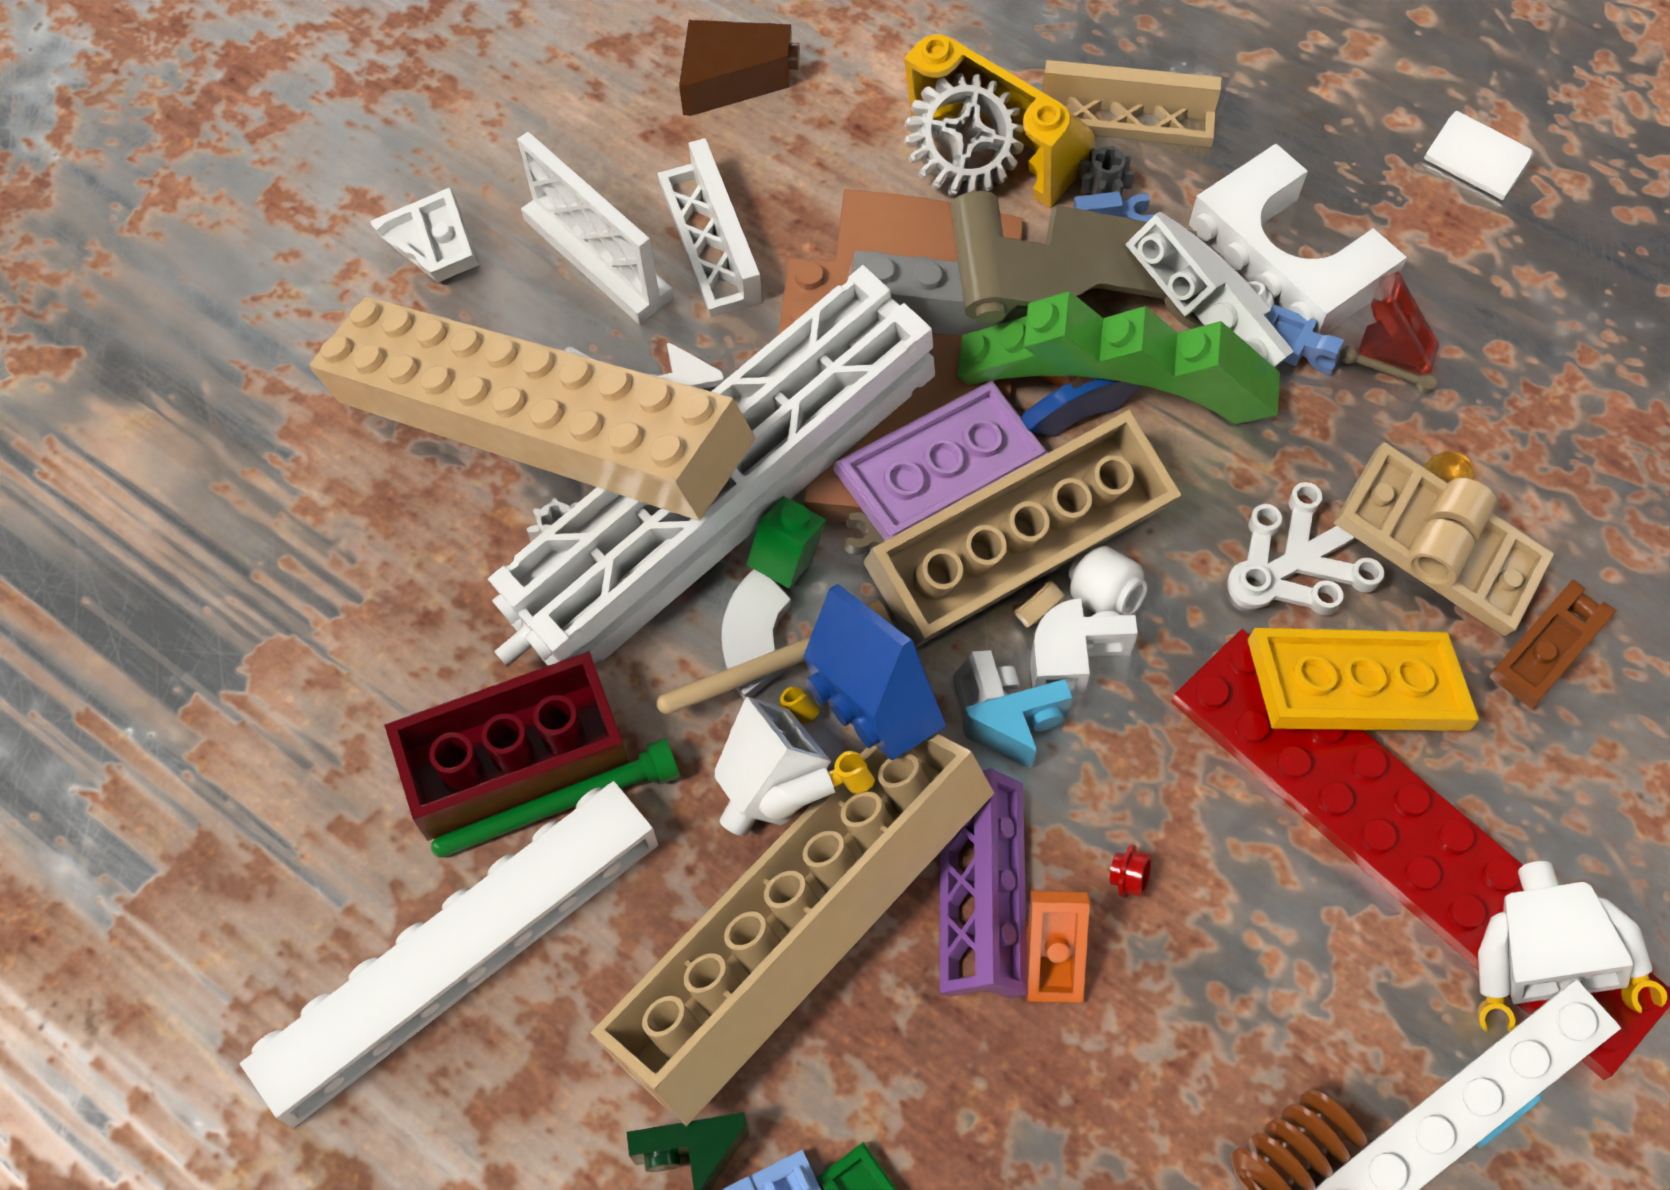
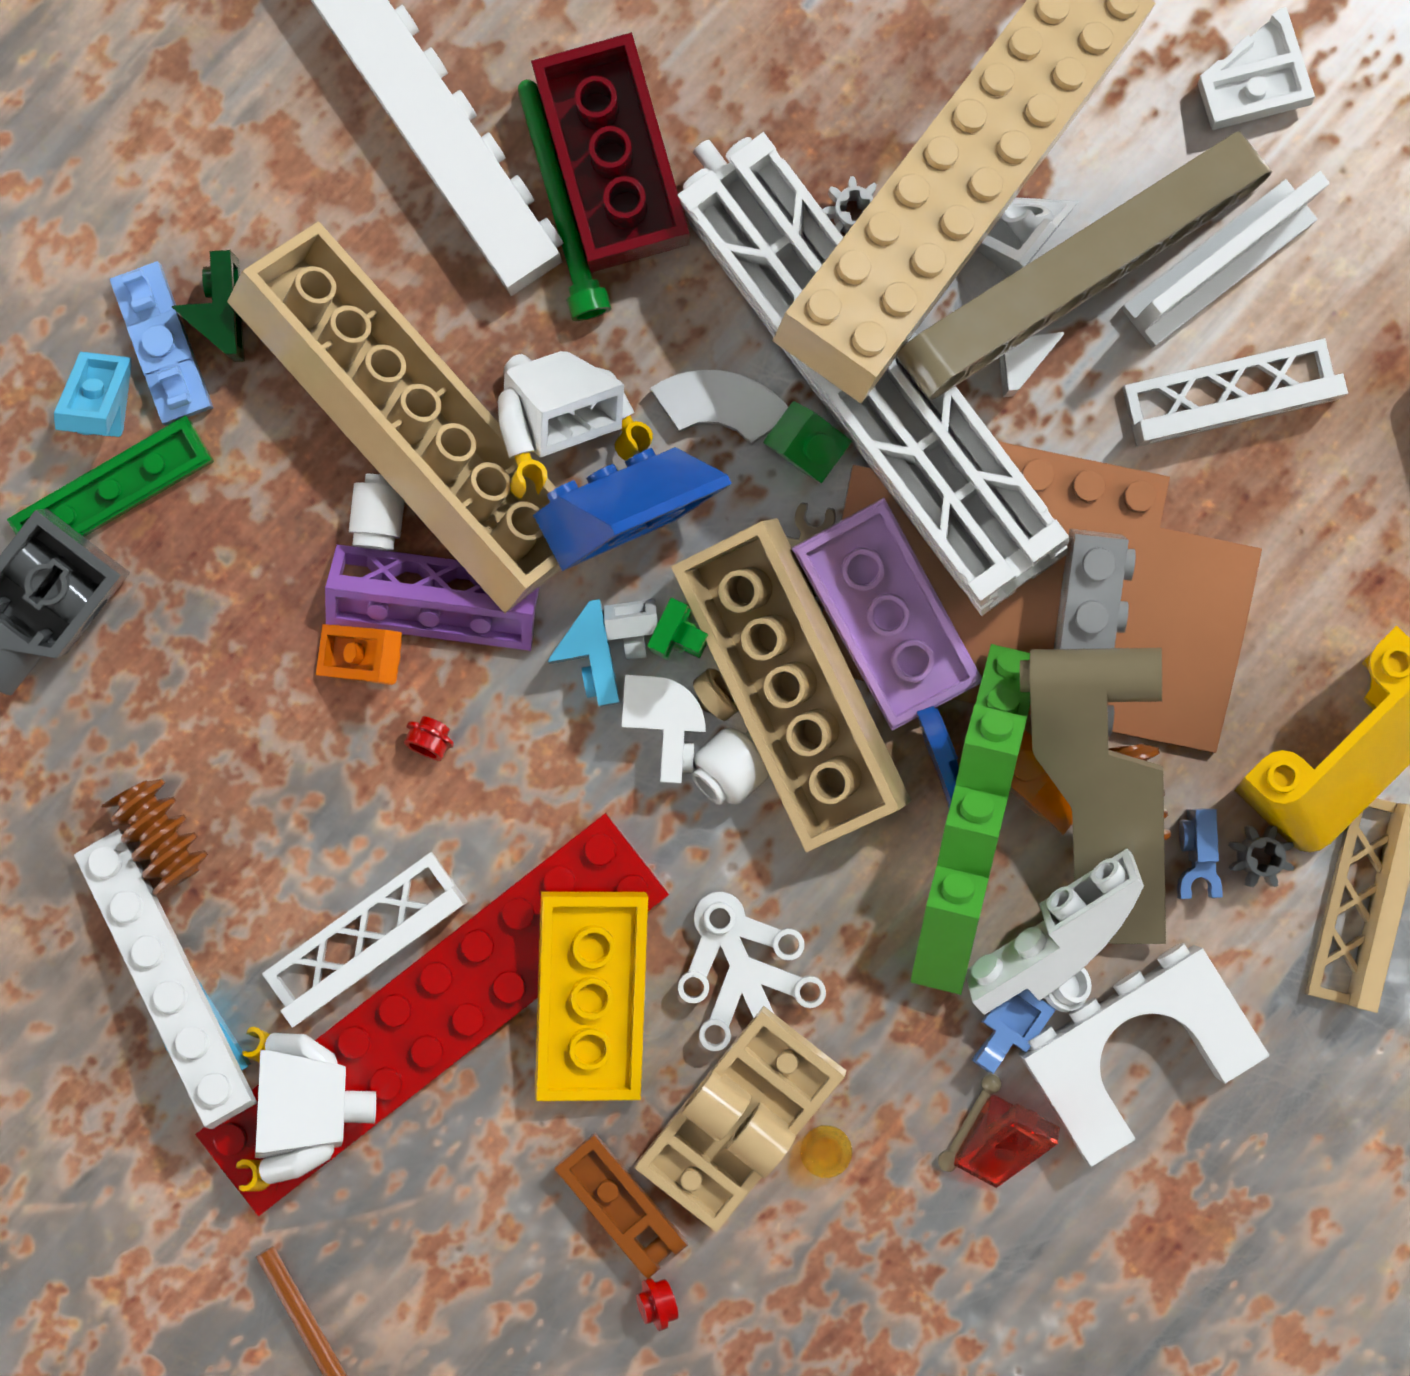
camera: 95 degrees right, 25 degrees up
(609, 308) = (1082, 266): none -> dark tan beam
(742, 673) = (711, 515): tan piece -> none
(902, 948) = (375, 514): none -> white brick
(945, 132) = (1327, 673): white gear -> none
(991, 616) = (676, 633): none -> green plate
(1370, 901) = (364, 961): none -> white fence
(1479, 155) = (1246, 1298): white slope -> none
(1637, 598) = (657, 1303): none -> red plate

